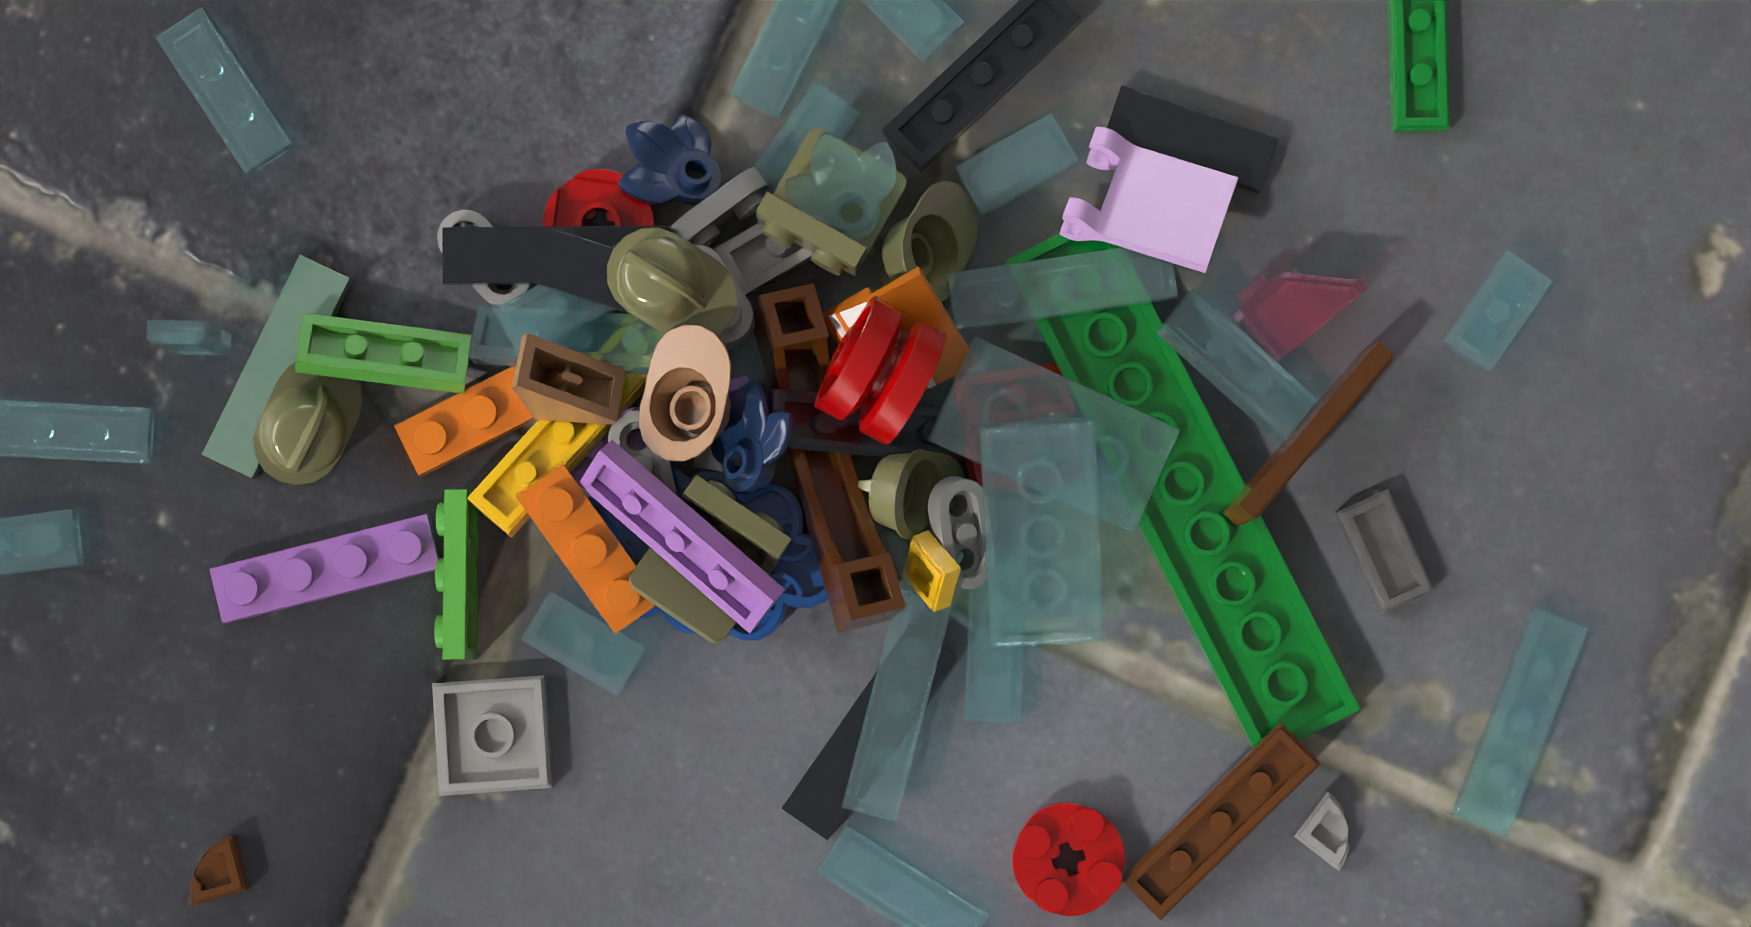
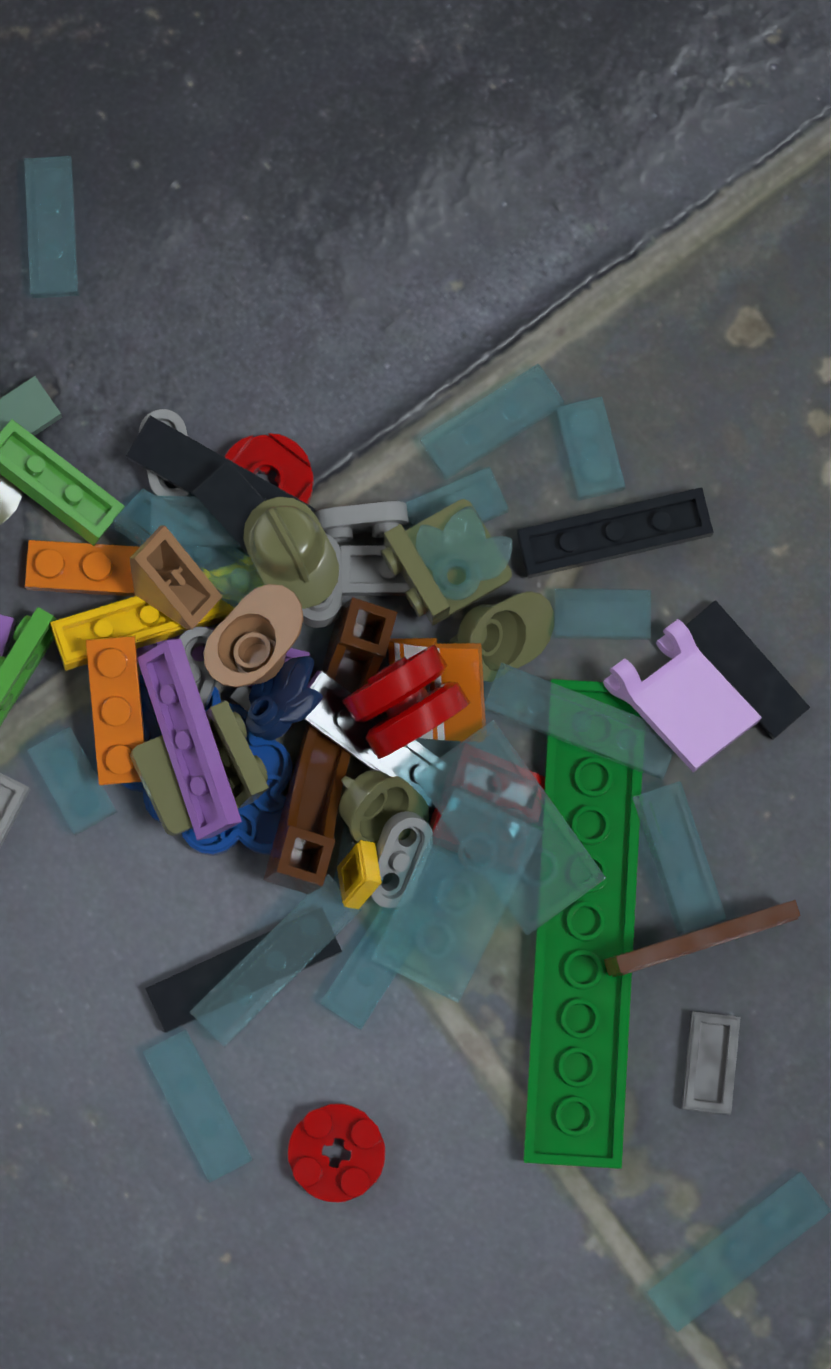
camera: 30 degrees right, 5 degrees down
(665, 157) = (346, 458): dark blue plate -> none
(1221, 820) = (467, 1190): reddish brown tile -> none
(1291, 308) = (746, 839): clear pink slope -> none
(1325, 831) = (543, 1247): light grey tile -> none

